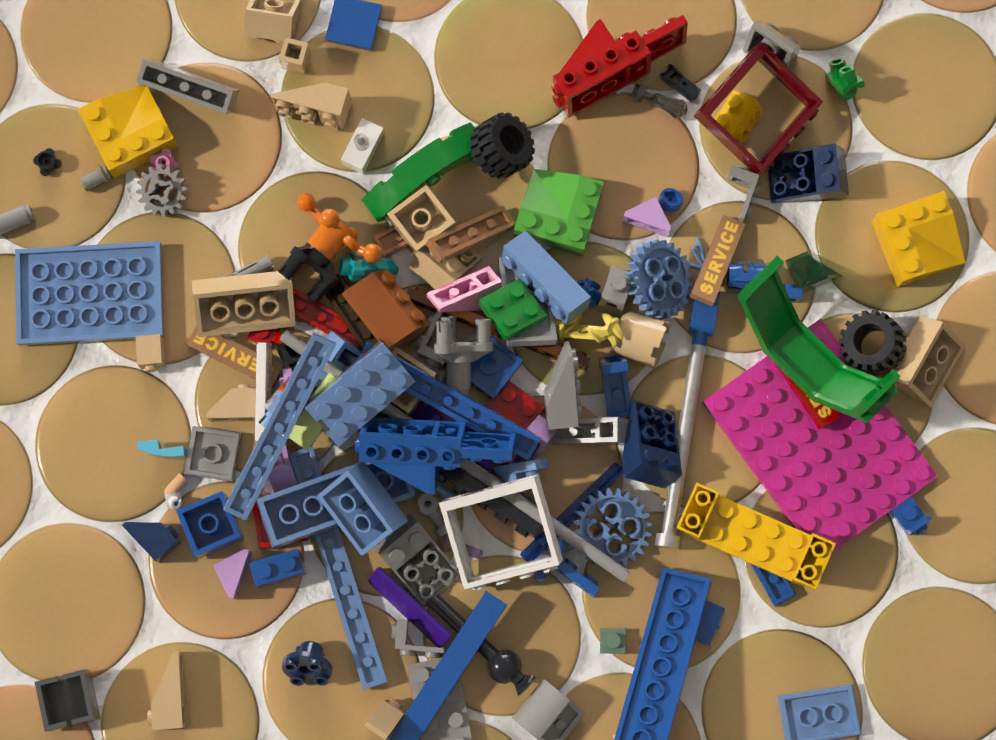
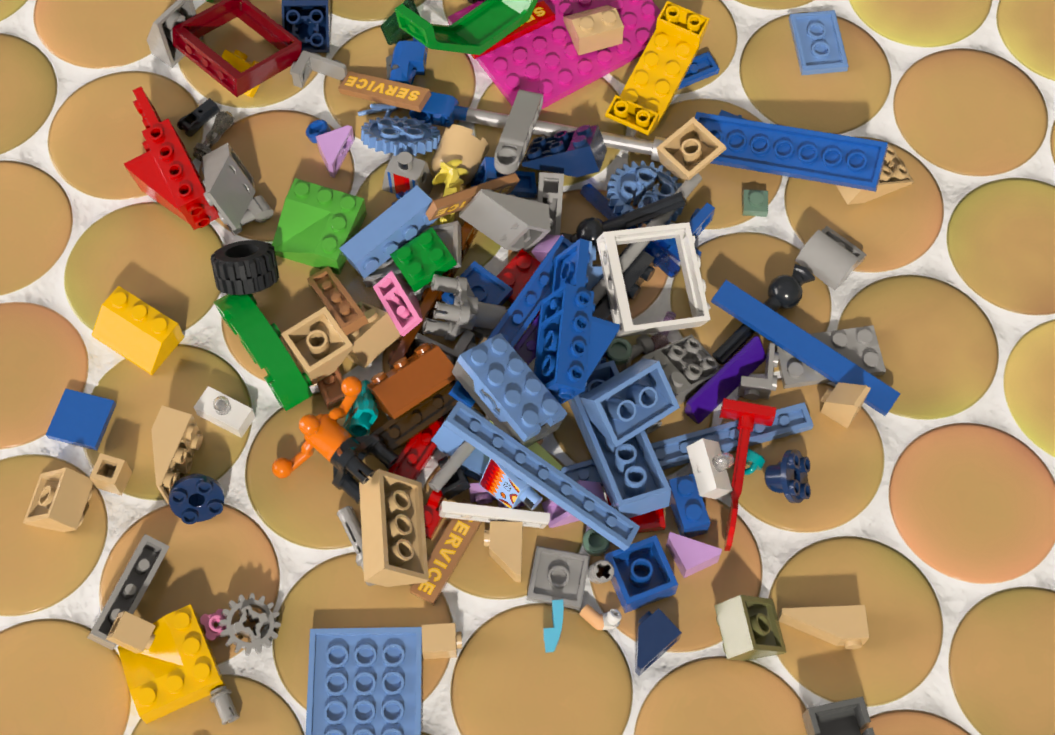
camera: 90 degrees left, 15 degrees down
(143, 92) = (131, 632): none -> tan brick
(164, 625) = (749, 628): none -> olive slope
(206, 487) = (607, 574): none -> light grey piece
(276, 131) = (196, 498): none -> dark blue plate
(308, 586) = (710, 468): none -> white piece
(328, 629) = (755, 462): none -> teal tile
(363, 622) = (747, 415): none -> red piece
(429, 503) = (619, 351): none -> sand green tile
(441, 58) = (136, 330): none -> yellow slope
(562, 477) = (593, 227): none -> black piece
(575, 149) = (257, 210): none -> light grey leg
(580, 351) = (457, 201): none -> medium nougat tile
(586, 118) = (227, 184): none -> light grey slope
(651, 569) = (689, 150): none -> tan slope
(665, 394) = (518, 131): none -> light grey piece
(809, 469) = (595, 29): none -> tan slope

